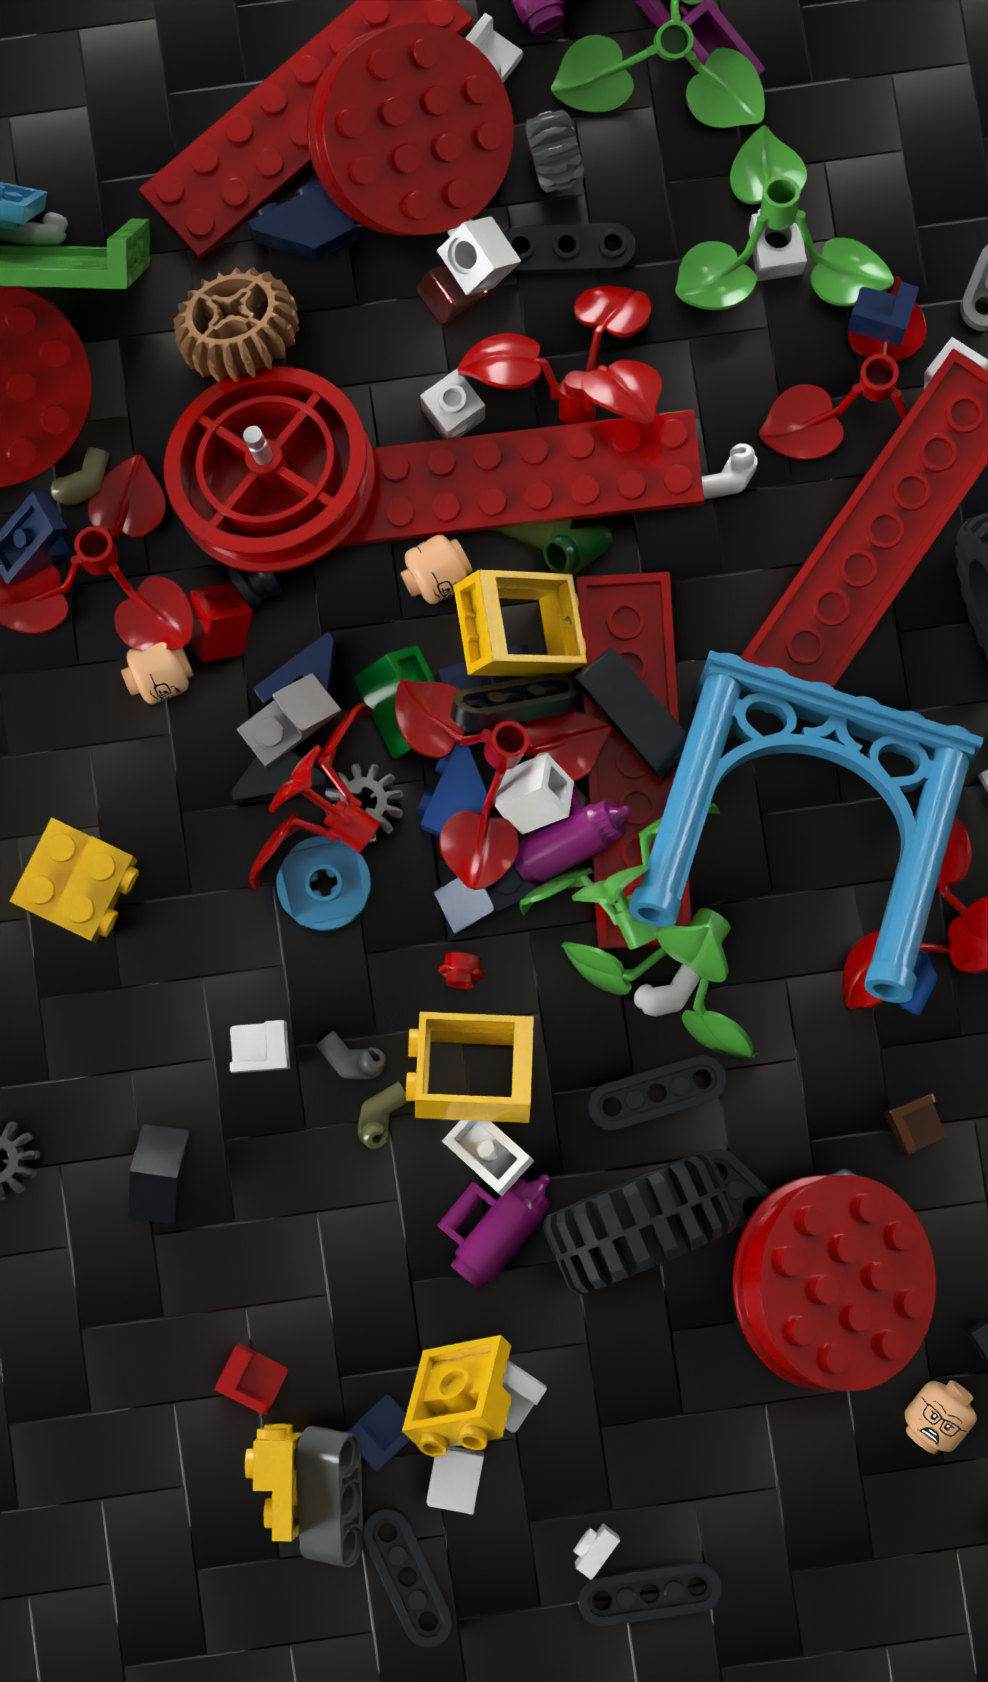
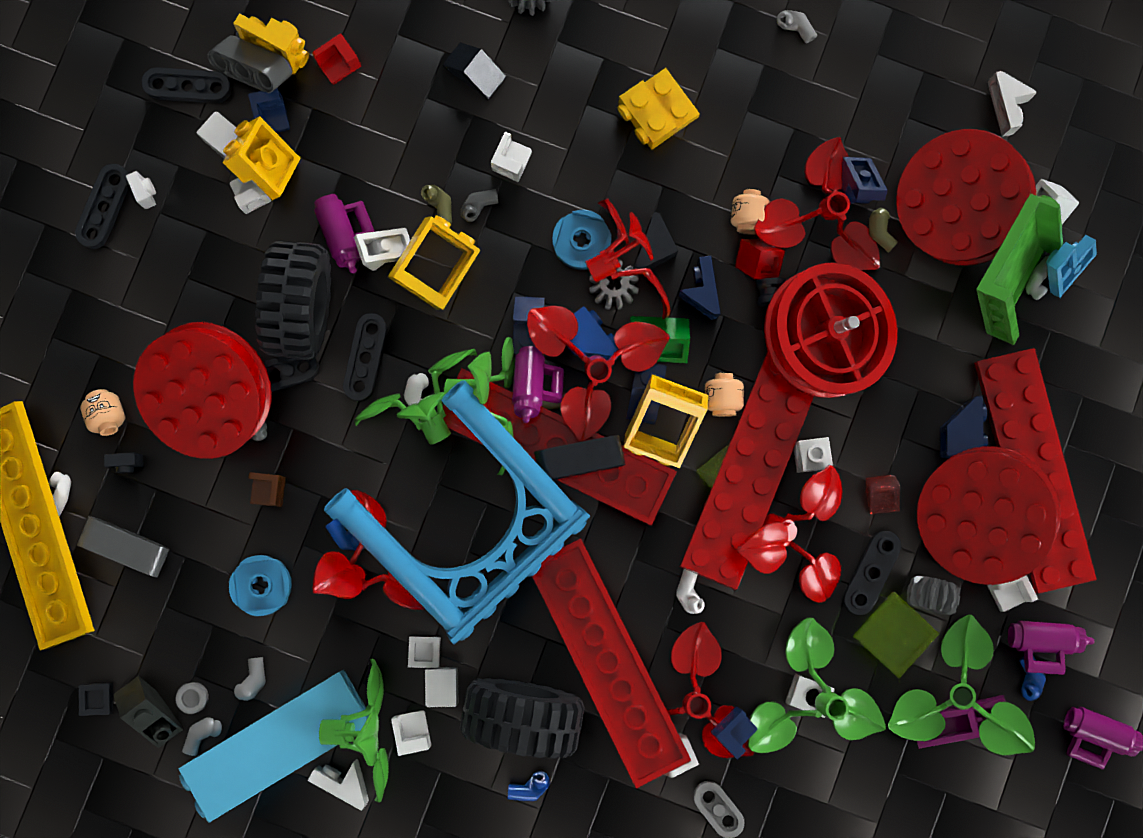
camera: 115 degrees right, 0 degrees up
(236, 324) = (925, 357): medium nougat gear -> none
(288, 719) = (681, 264): light grey slope -> none
(461, 970) = (492, 288): red plate -> none
(478, 255) = (894, 517): white brick -> none
(514, 701) = (622, 392): black plate -> none
(535, 794) = (564, 375): white brick -> none
(575, 548) = (693, 479): dark green cone -> none
(631, 175) = (896, 634): none -> clear neon green tile

